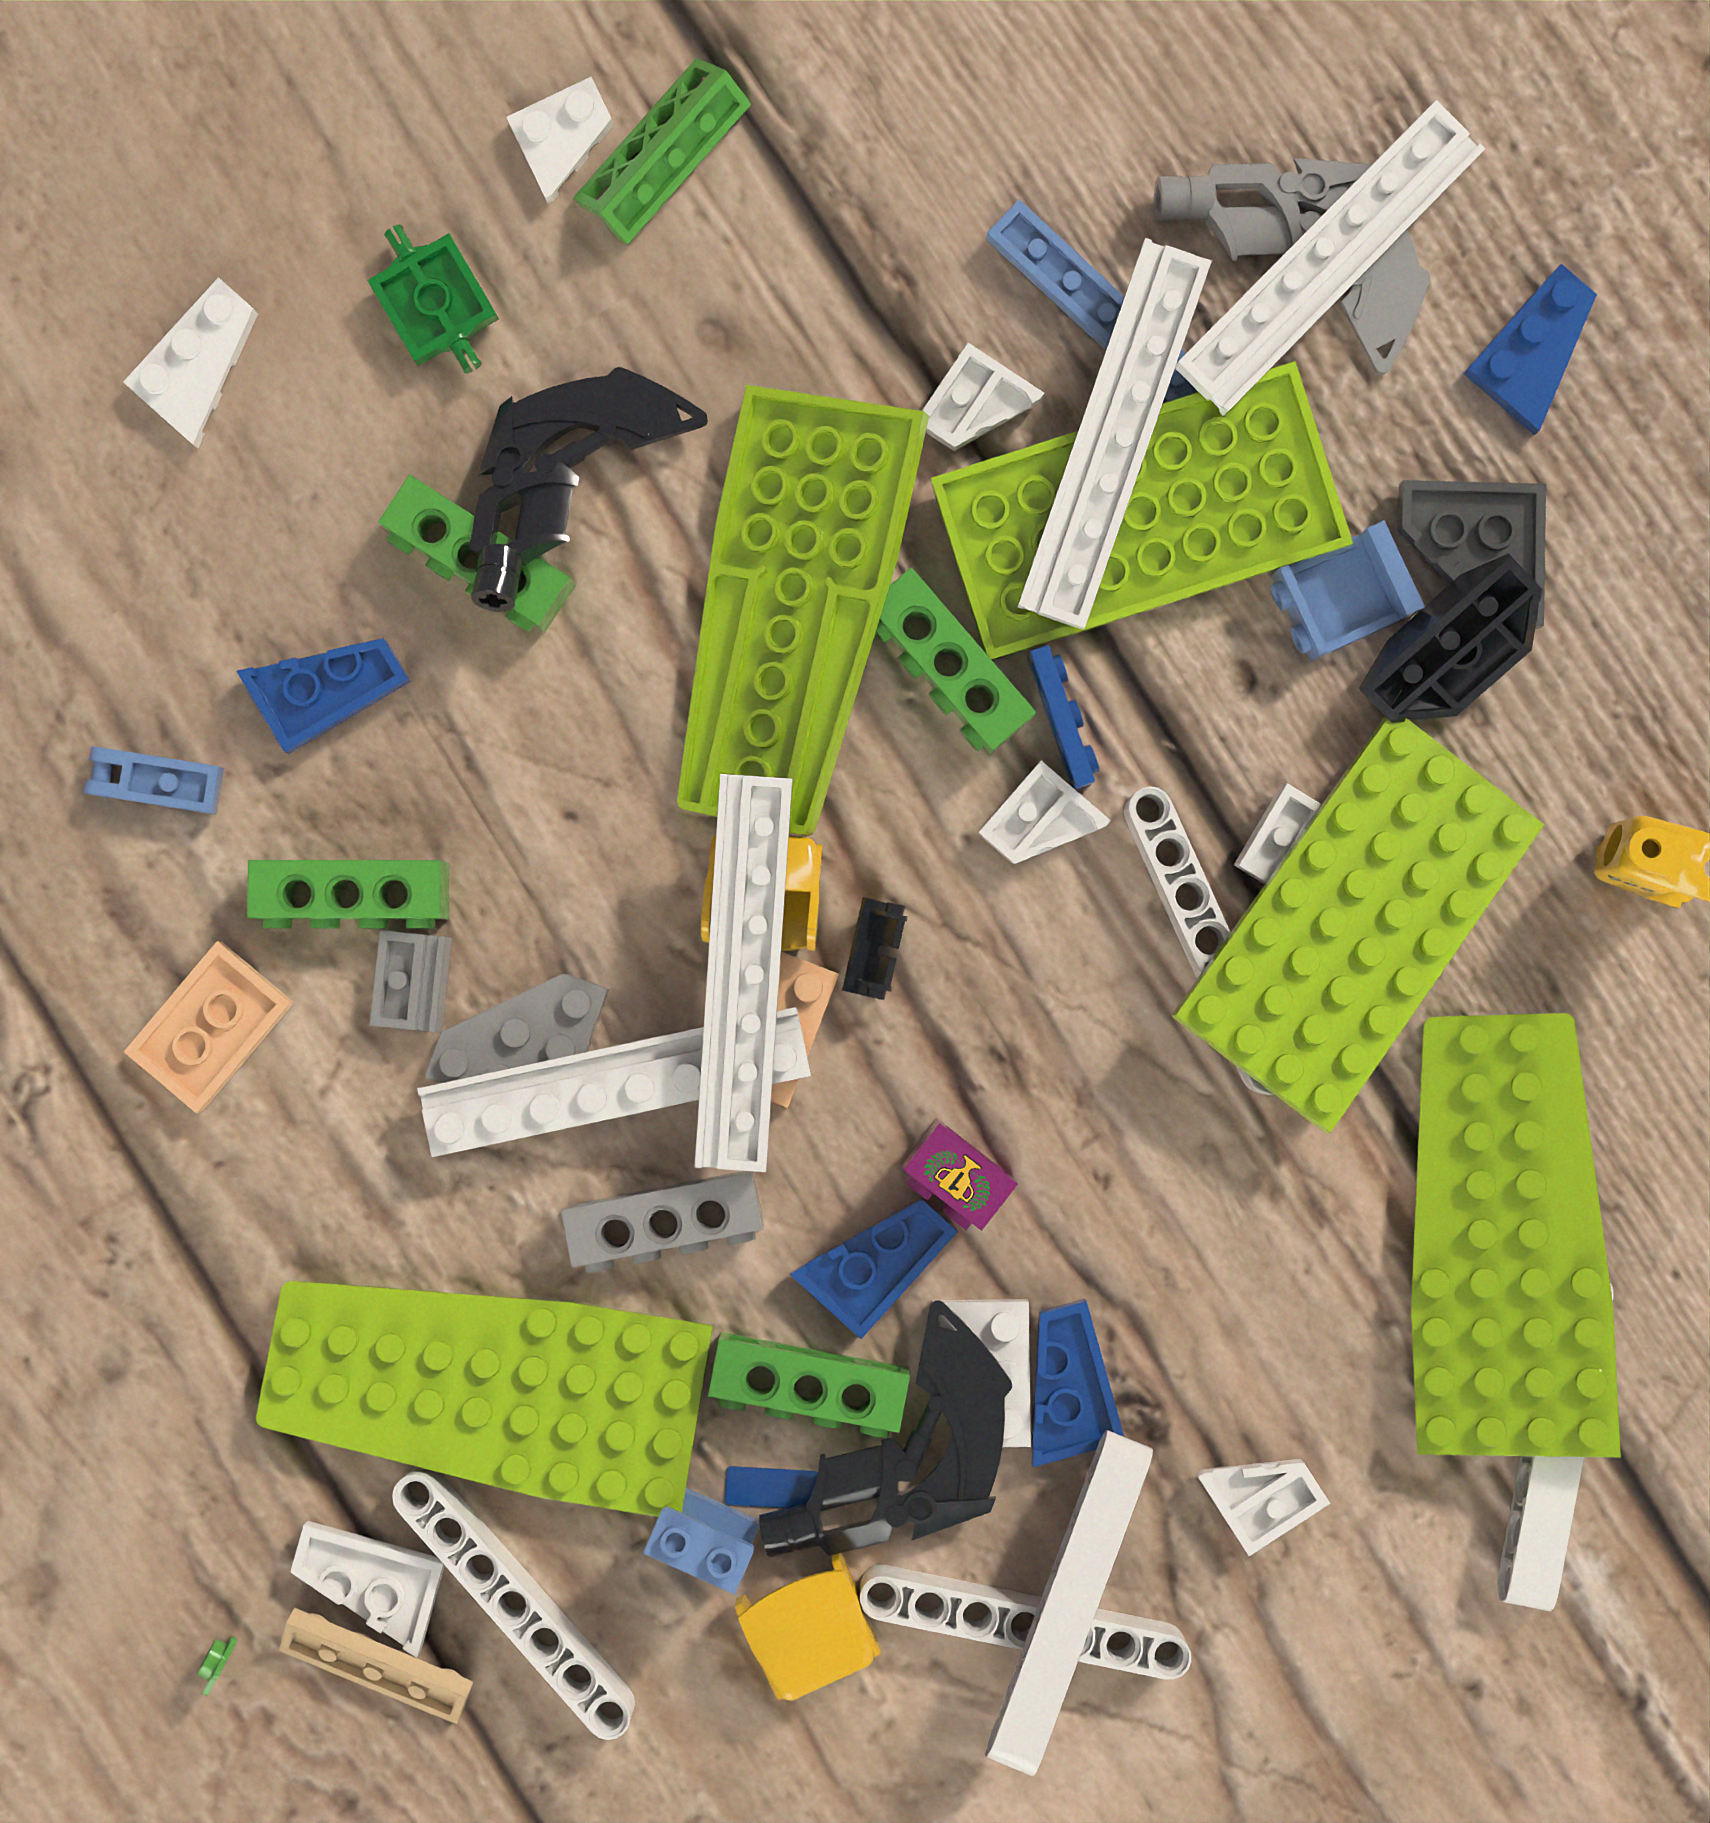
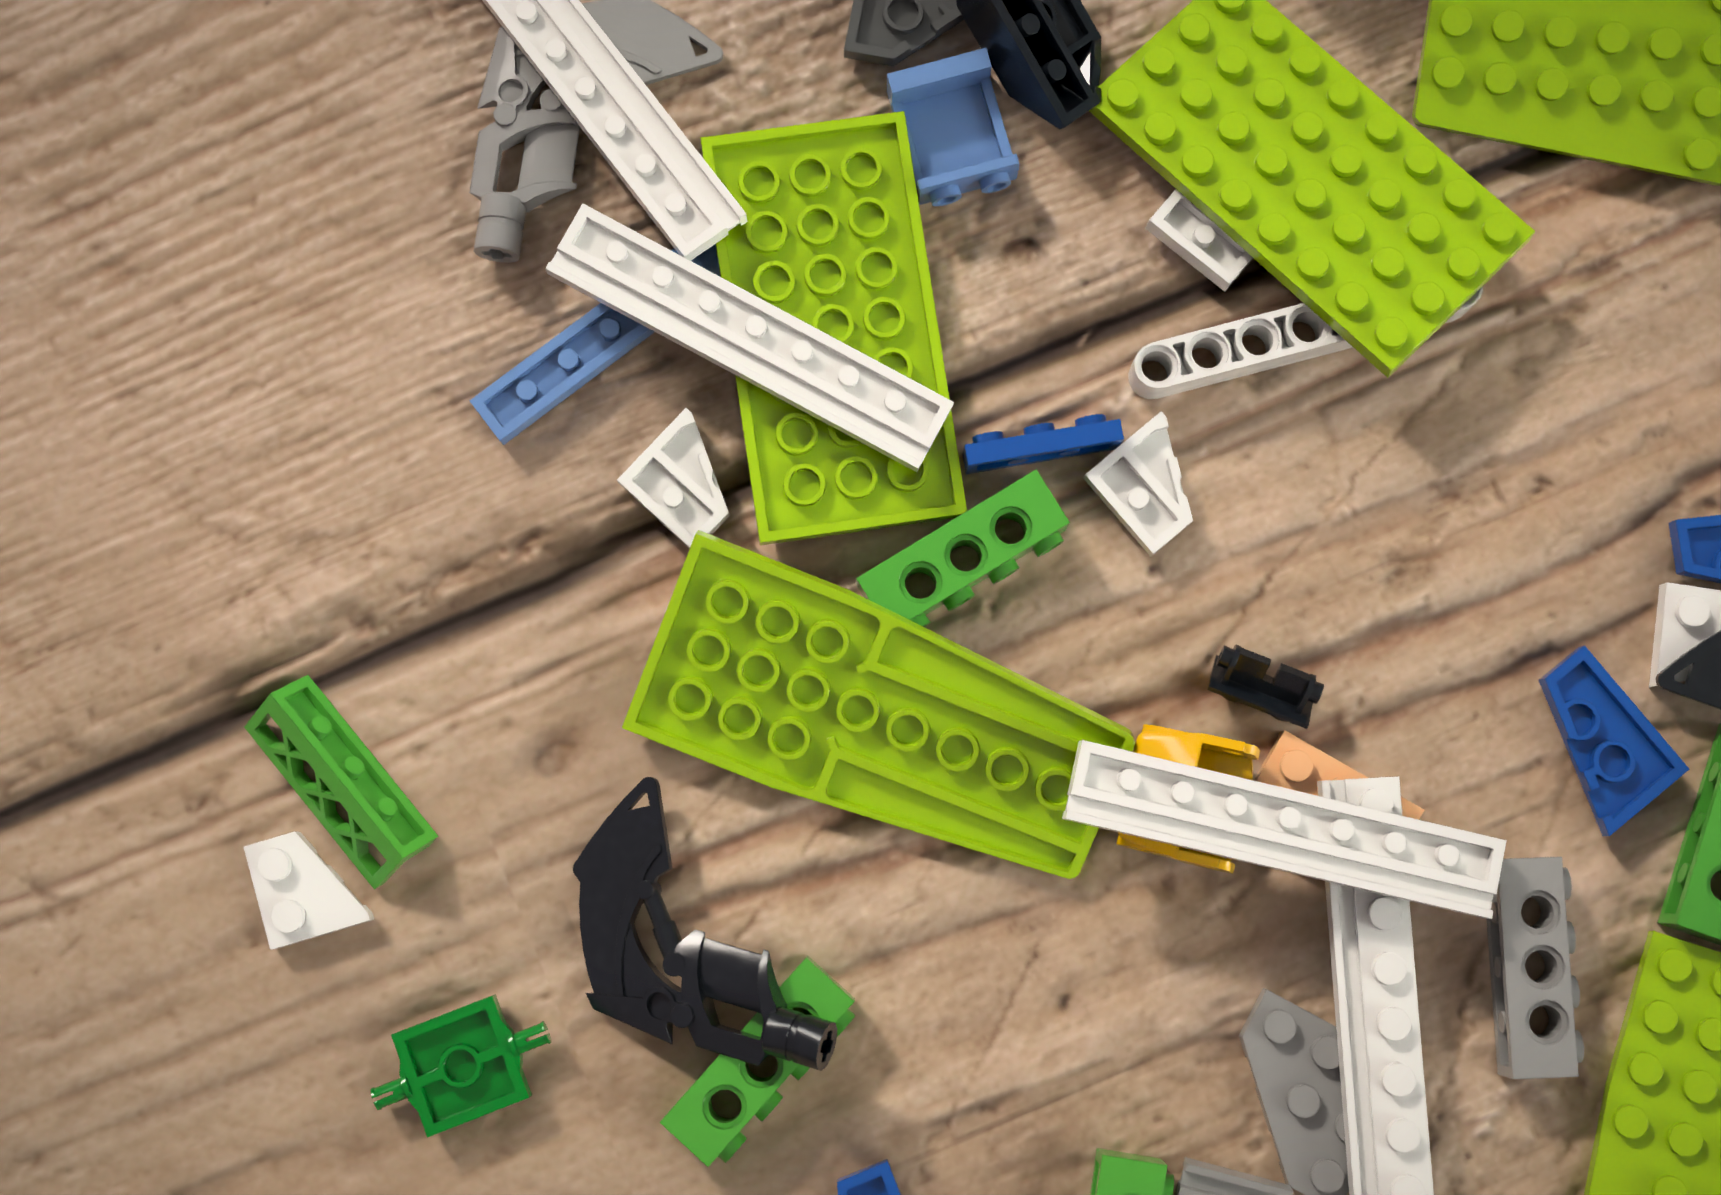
camera: 85 degrees left, 5 degrees down
(957, 1175) = (1528, 633): magenta brick -> none

